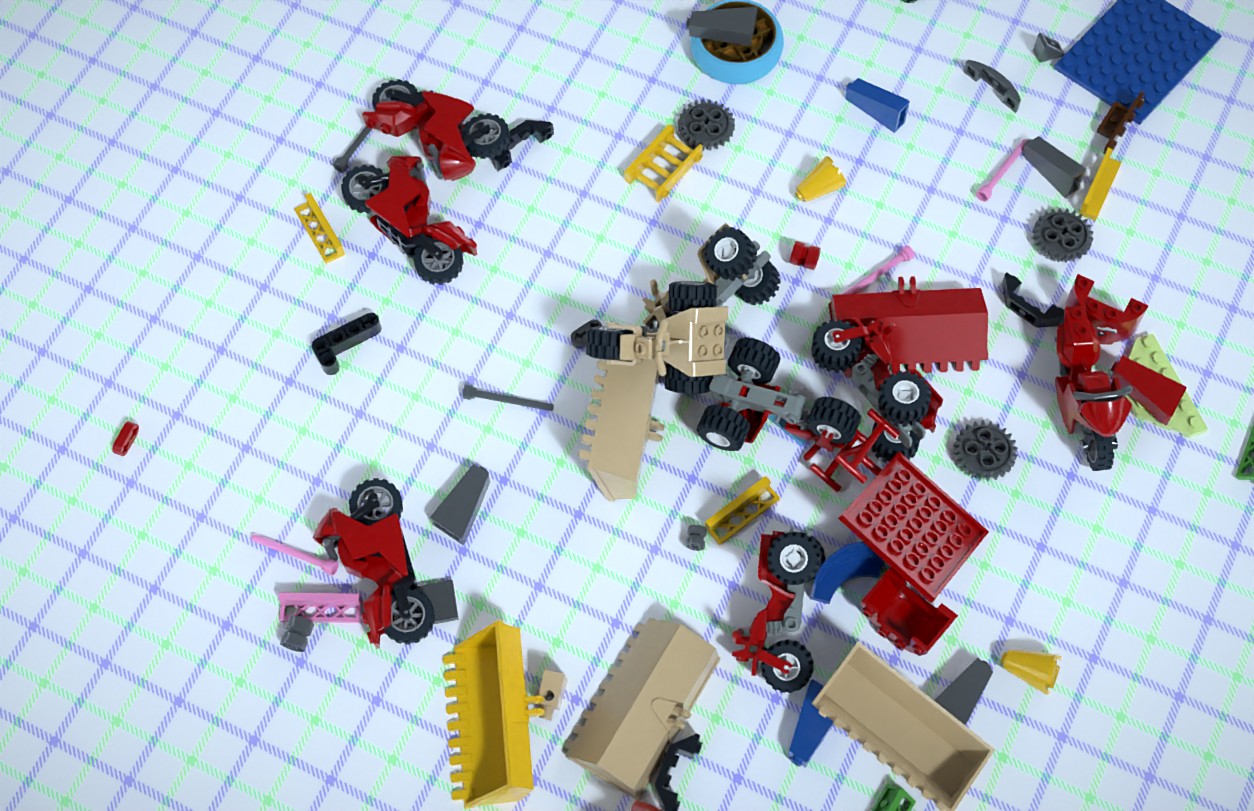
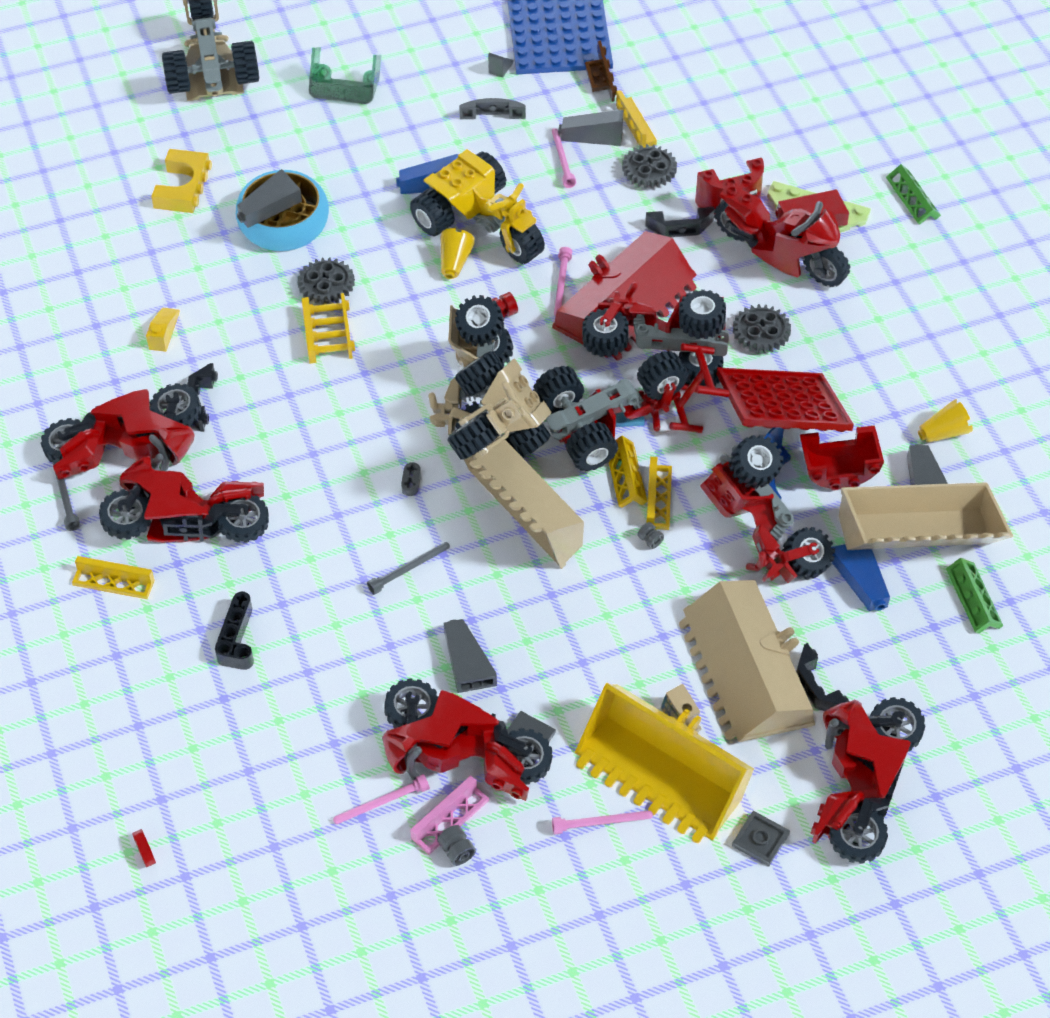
camera: 50 degrees left, 10 degrees down
(378, 689) = (560, 825): none -> bright pink piece
(556, 66) = (161, 329): none -> yellow slope
(742, 472) = (630, 468): none -> yellow fence
(879, 138) = (470, 187): none -> piece

